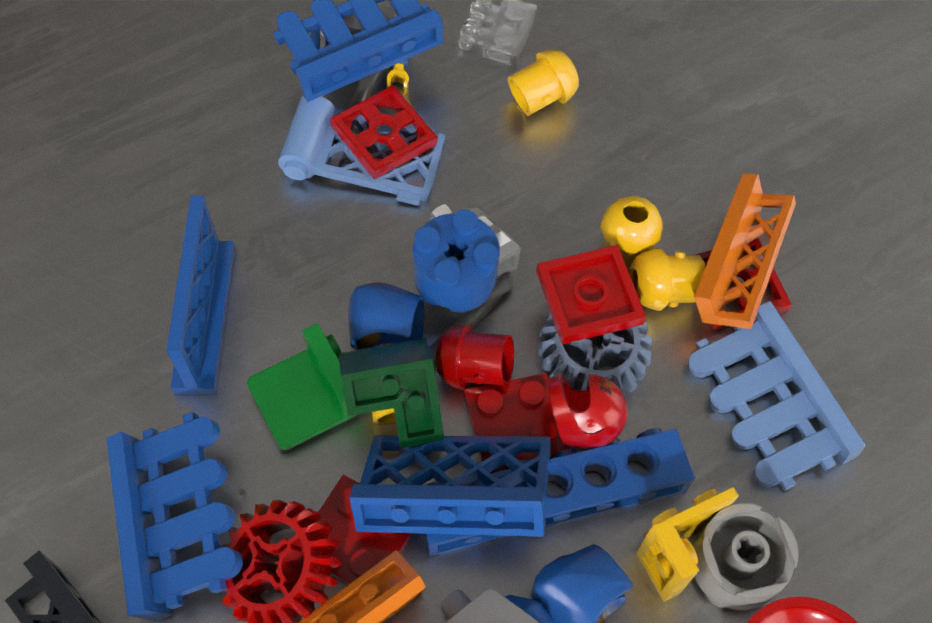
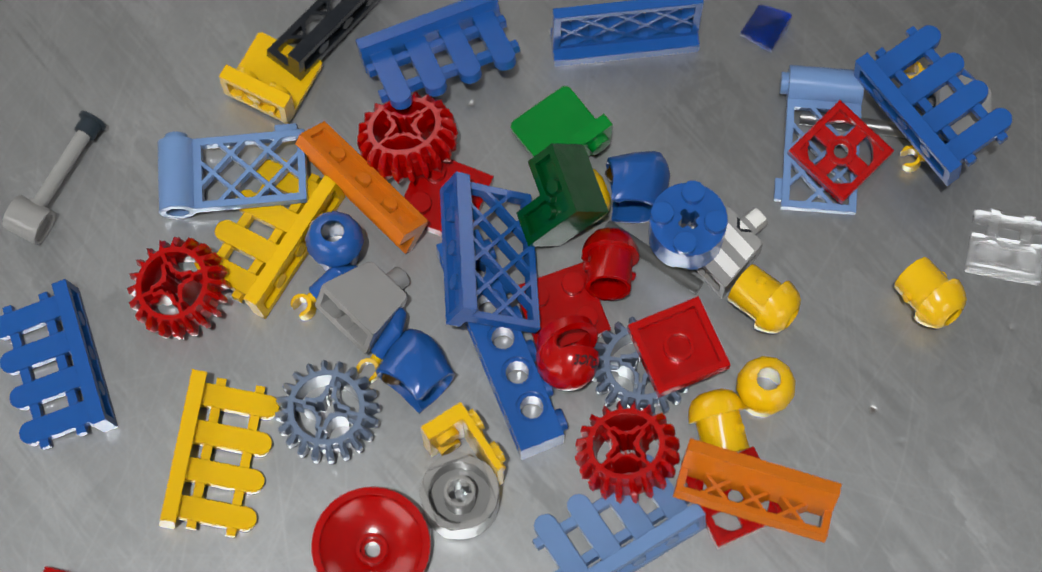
camera: 85 degrees right, 10 degrees up
(225, 179) = (766, 26): none -> clear blue slope
(536, 216) = (765, 299): none -> yellow piece
(717, 345) = (629, 431): none -> red gear

